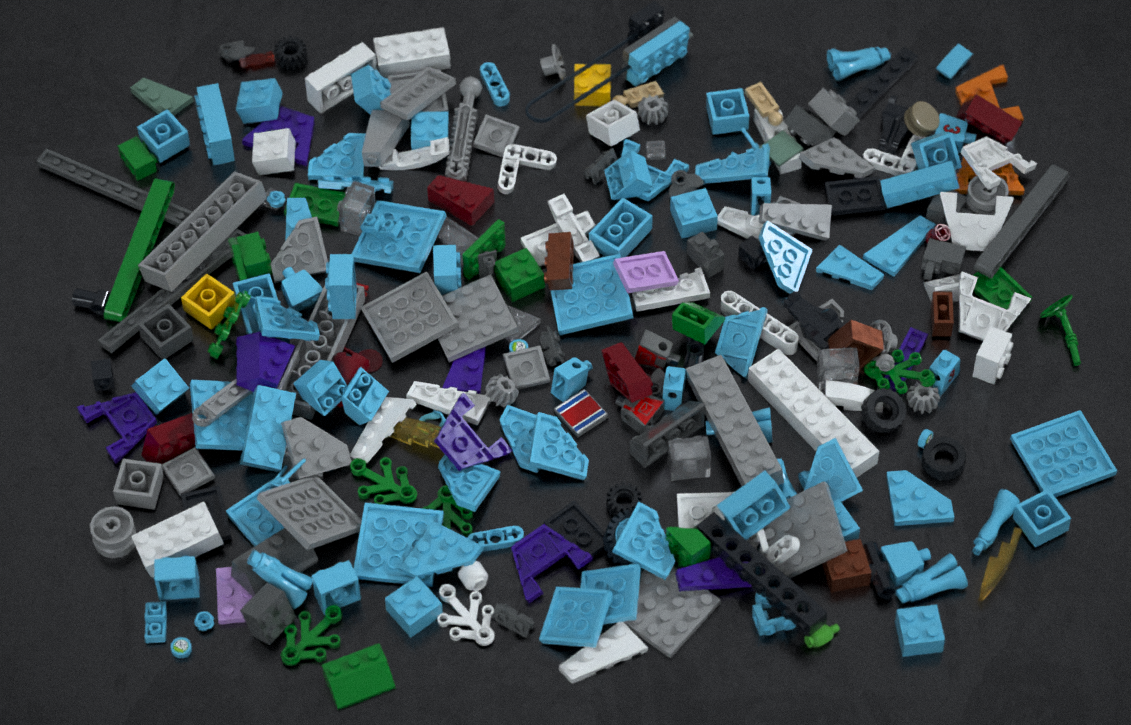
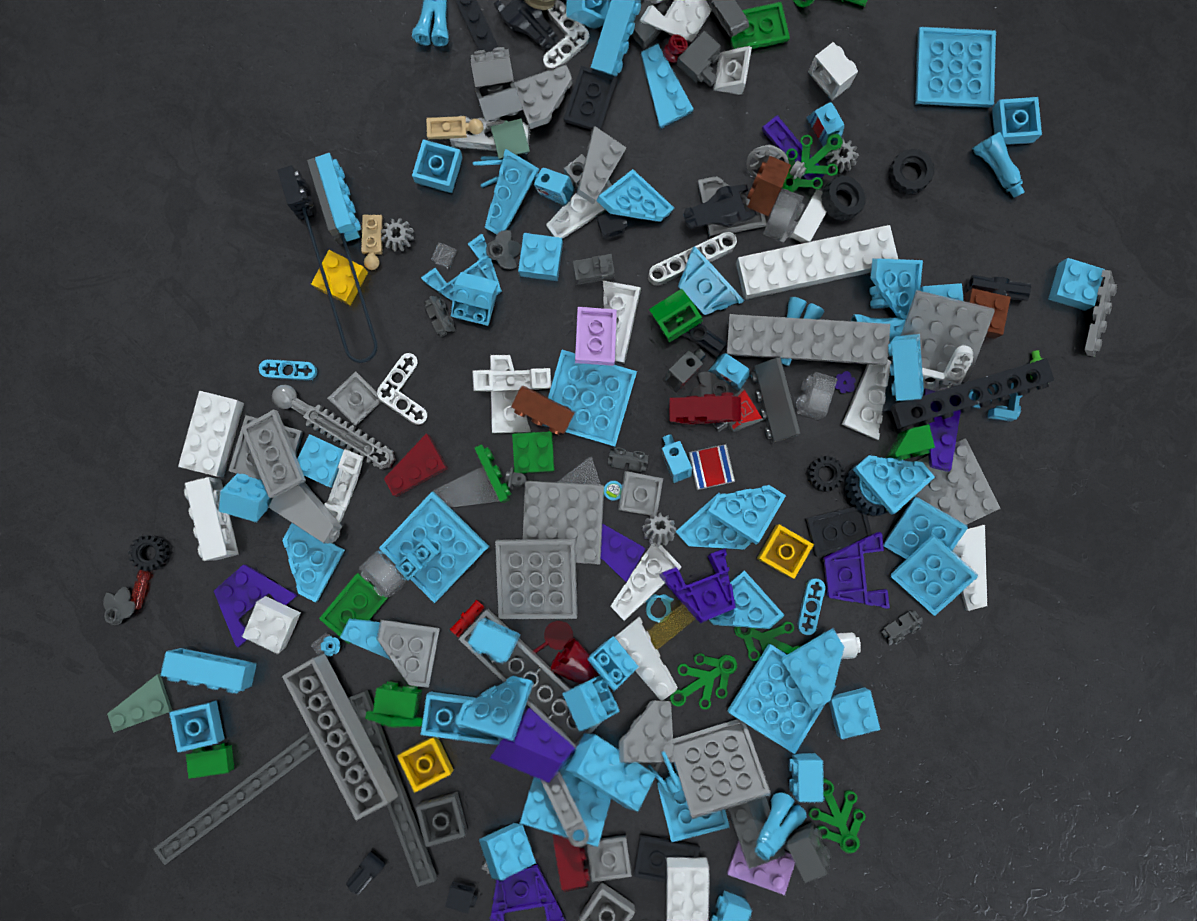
camera: 65 degrees left, 30 degrees up
(138, 249) = (328, 805): green beam -> none
(204, 616) = (782, 911): medium azure plate -> none
(224, 329) = (453, 739): green plant -> none
(259, 100) = (199, 612): medium azure brick -> none
(300, 289) = (451, 668): medium azure torso -> none
(329, 182) = (354, 553): medium azure wing -> none
(358, 676) = (900, 793): green slope -> none
(446, 268) = (501, 522): medium azure brick -> none
(467, 618) = (882, 667): white plant -> none
(534, 491) = (785, 551): none -> yellow brick
(551, 63) = (294, 305): light grey wheel -> none
(612, 122) = (399, 281): white brick -> none
(621, 229) = (530, 335): medium azure brick -> none
(717, 484) = (845, 377): none -> dark purple plant
(850, 267) = (666, 146): medium azure wing -> none
(904, 561) = (1002, 260): medium azure torso -> none
(914, 657) = (1099, 314): none -> light grey wing
(916, 501) = (940, 218): medium azure plate -> none
(924, 438) = (885, 176): medium azure tile -> none
(939, 577) = (1030, 258): medium azure piece -> none
(942, 314) = (764, 91): copper brick -> none
(978, 315) = (788, 57): white wing -> none
(998, 566) = (1045, 187): clear yellow slope -> none

